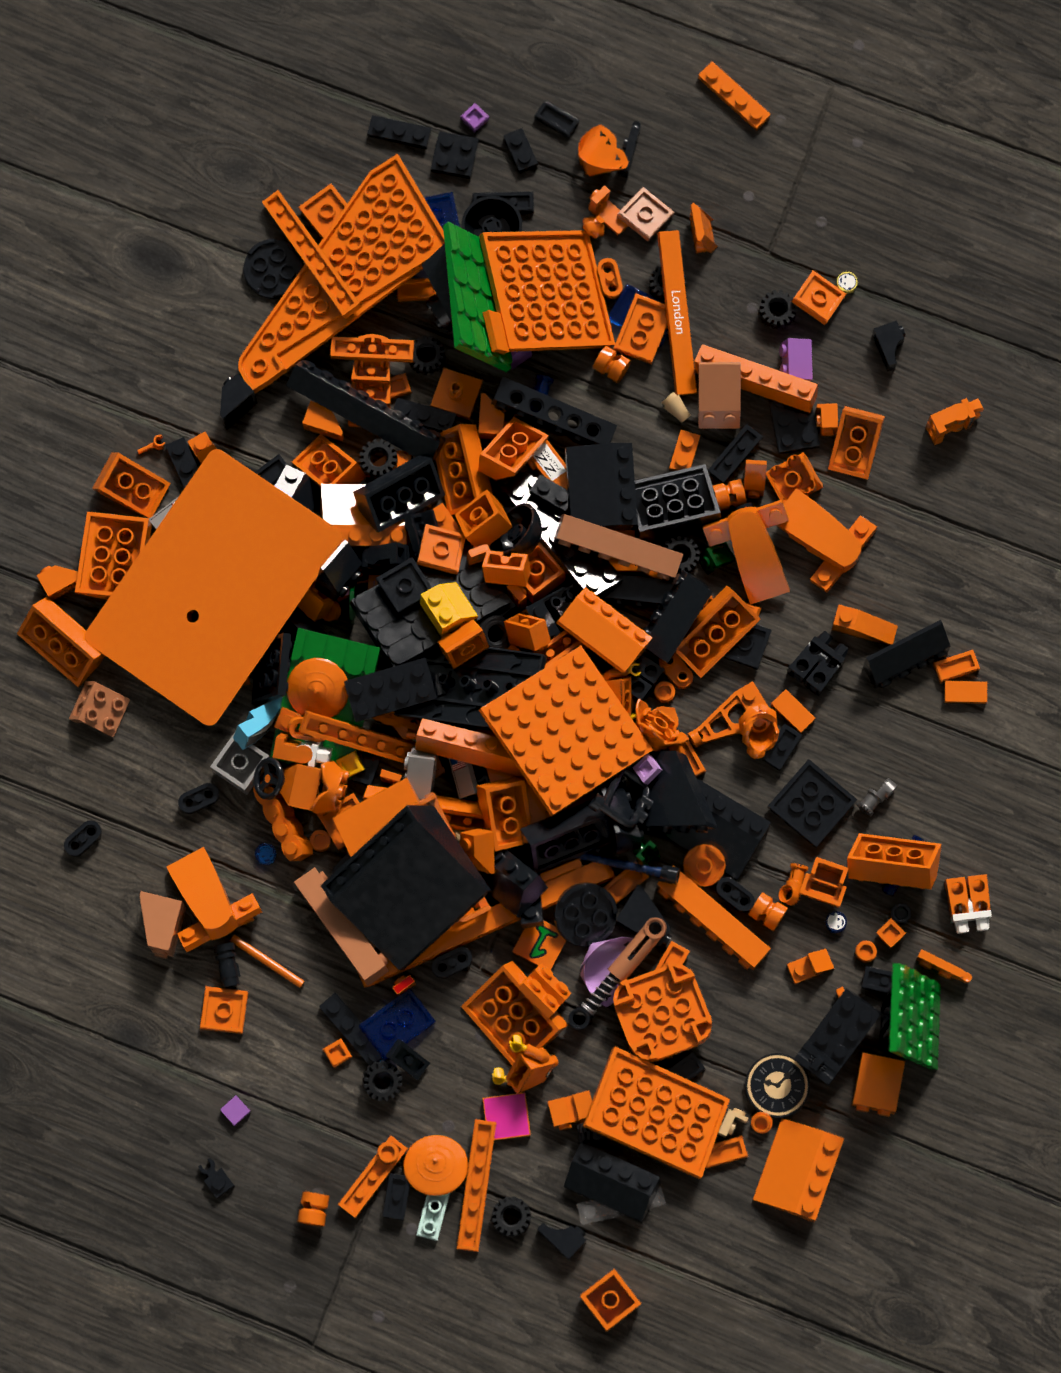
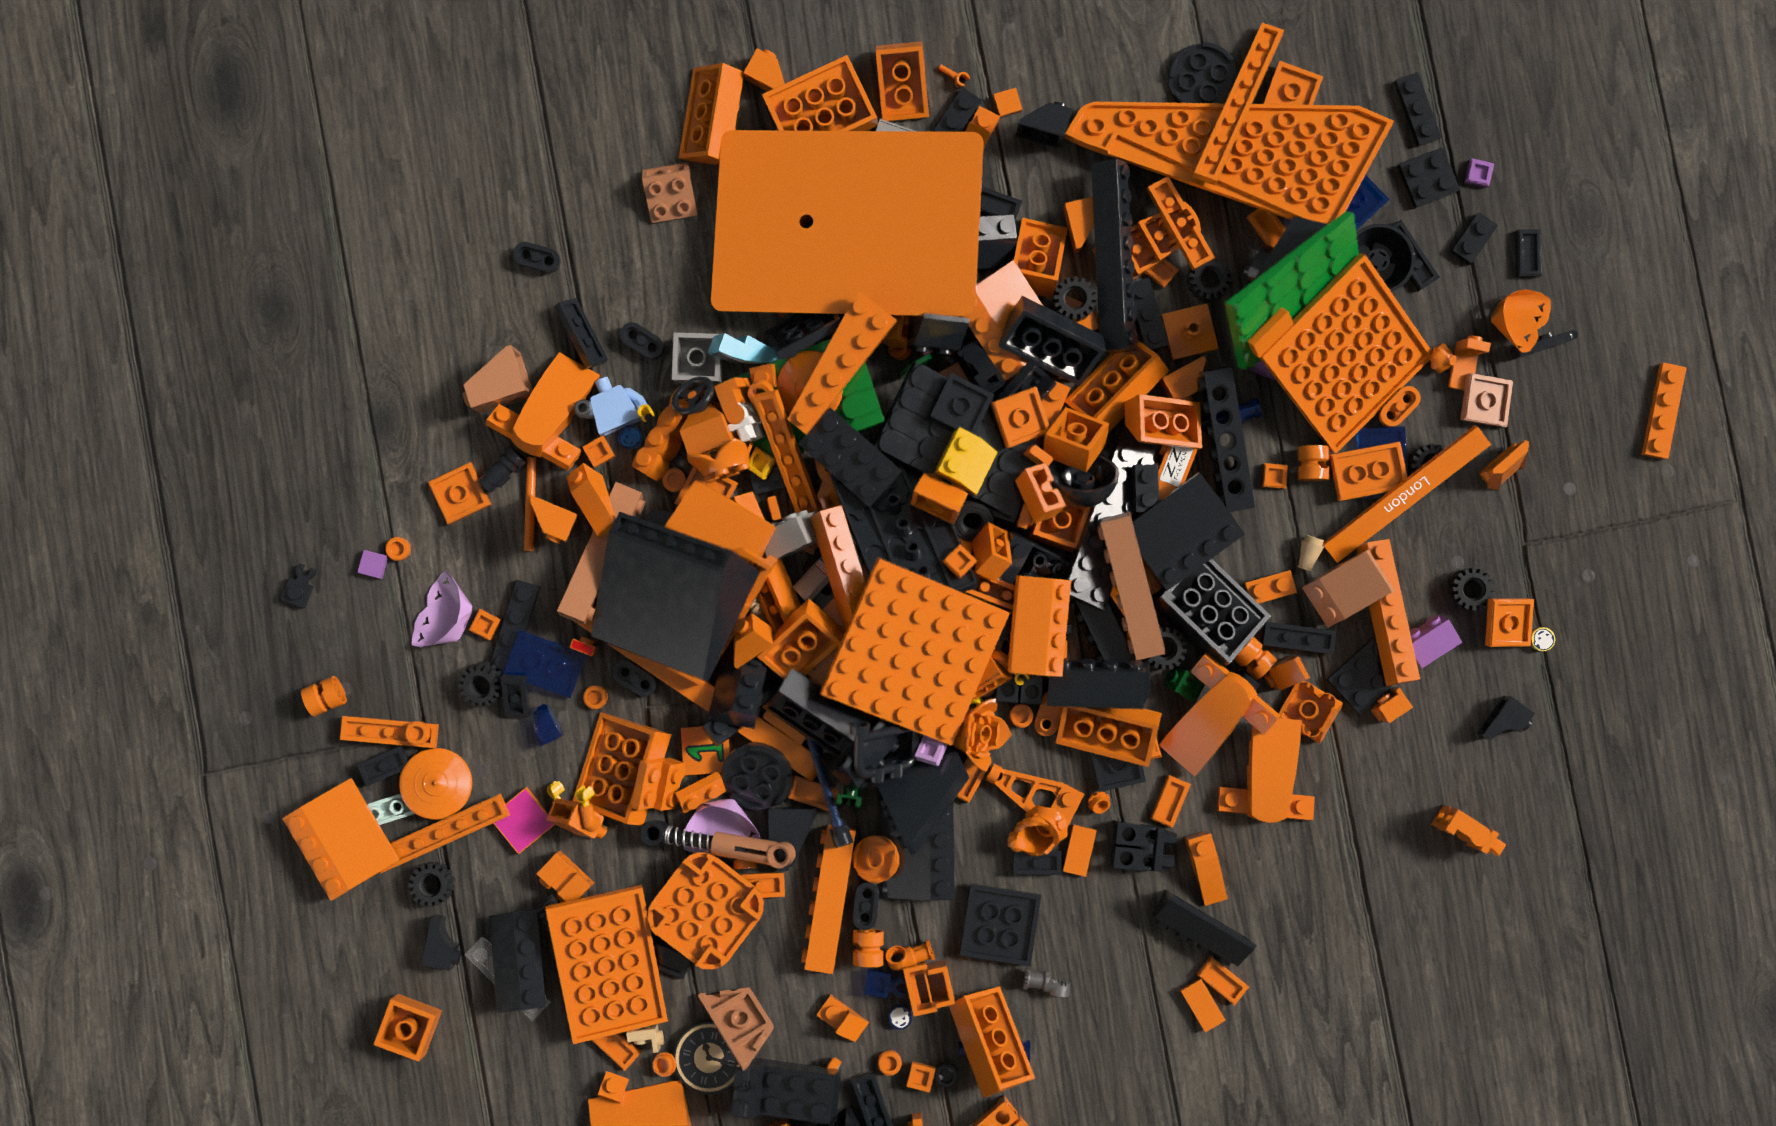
camera: 55 degrees right, 10 degrees up
(162, 840) = (581, 333): none -> black plate
(198, 419) = (1007, 102): none -> orange tile
(236, 849) = (613, 407): none -> light blue torso
(236, 1084) = (398, 549): none -> orange tile
(261, 883) = (599, 451): none -> orange plate
(291, 943) = (553, 519): none -> orange slope
(296, 905) = (592, 497): none -> orange slope
(307, 633) = (849, 348): none -> orange wing
(310, 1078) = (445, 615): none -> lavender piece
(432, 1262) = (341, 839): none -> orange slope
(445, 1052) = (546, 725): none -> clear blue rock
(447, 1003) = (595, 697): none -> orange tile
(519, 657) = (959, 561): none -> orange tile
(570, 964) = (700, 792): none -> orange plate
(603, 398) = (1274, 476): none -> orange tile
(646, 965) = (741, 864): none -> orange tile
(755, 1172) = (613, 1087): none -> orange plate
(762, 1041) = (739, 1022): none -> nougat wing
(765, 674) = (1099, 802): none -> orange plate
(798, 622) = (1170, 801): none -> orange tile
(801, 920) = (880, 984): none -> clear blue plate
(856, 442) = (1385, 748): orange slope -> none

